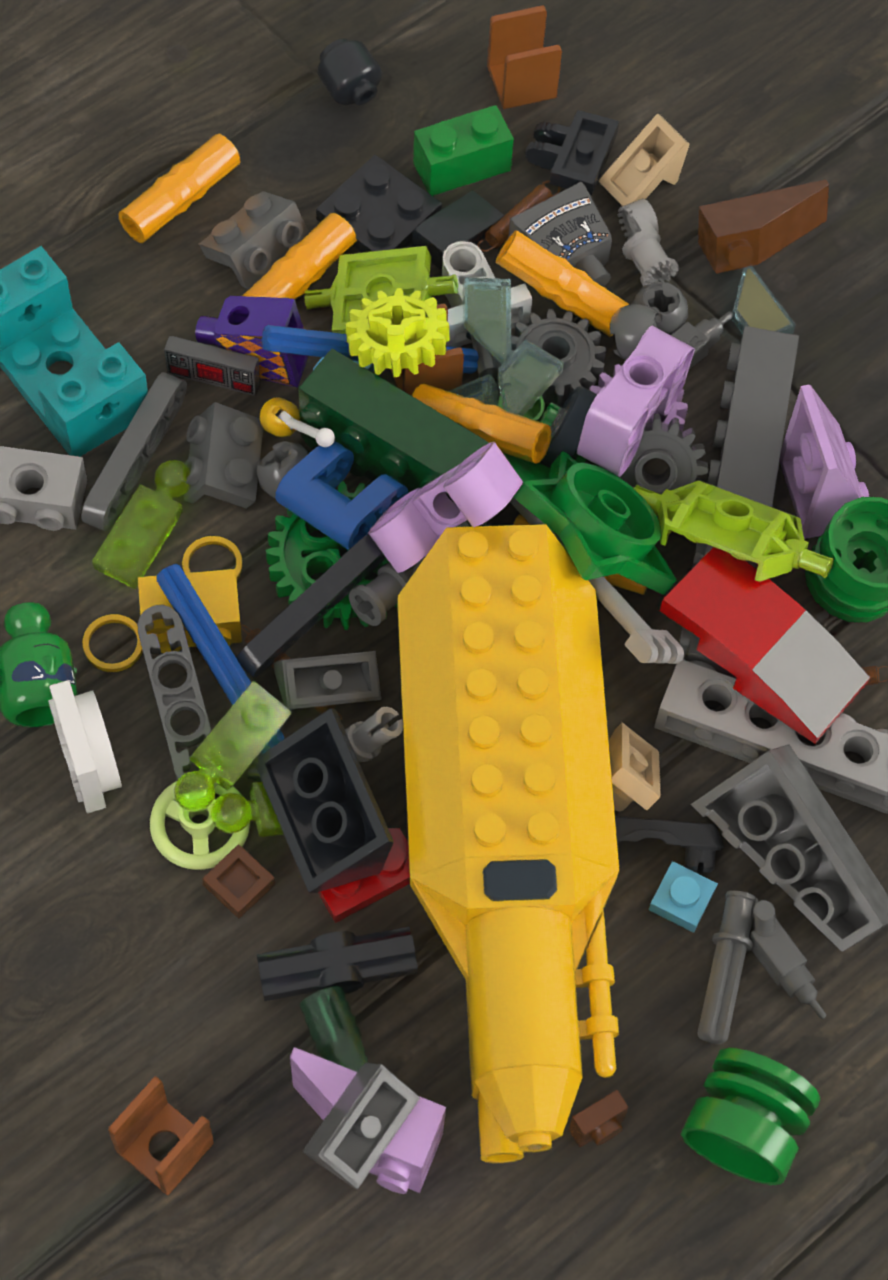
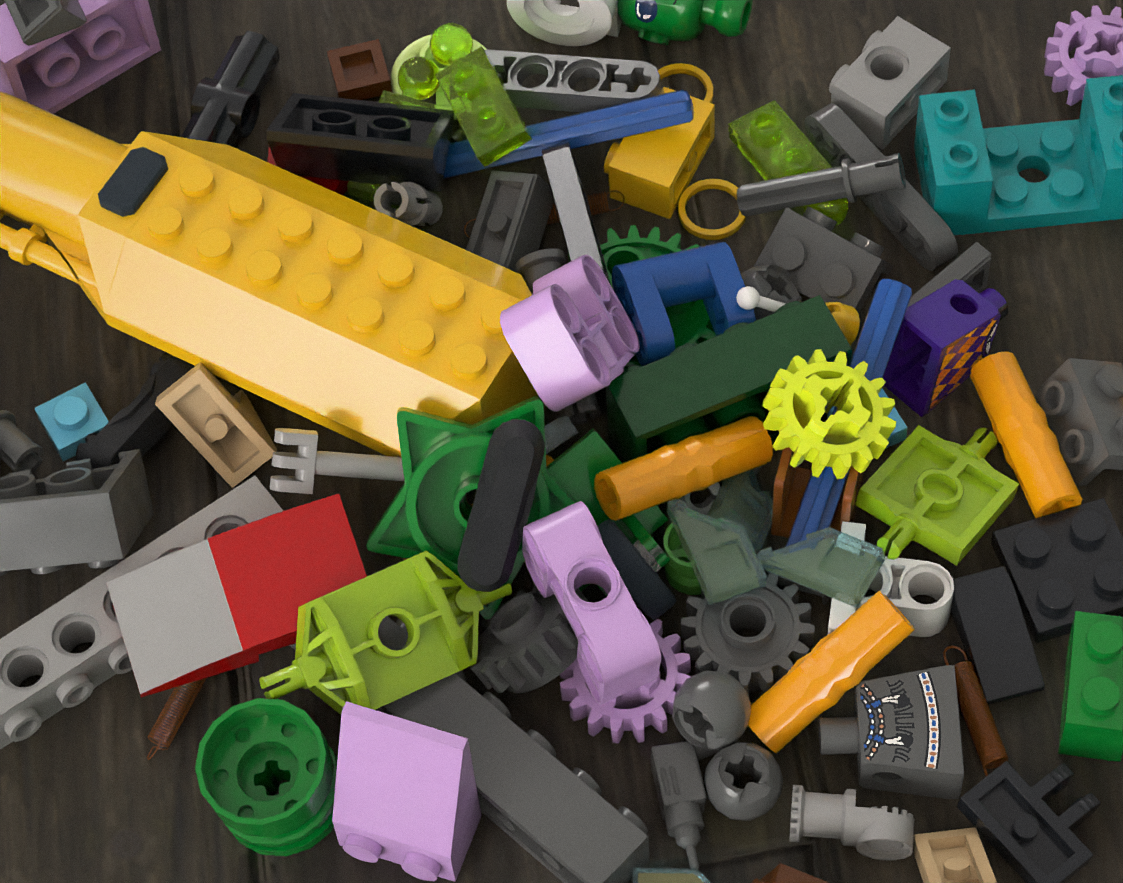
camera: 130 degrees right, 5 degrees down
(172, 471) = (823, 185): none -> dark grey axle
(334, 1028) = (159, 75): clear green hinge -> none
(609, 464) = (501, 505): none -> black piece

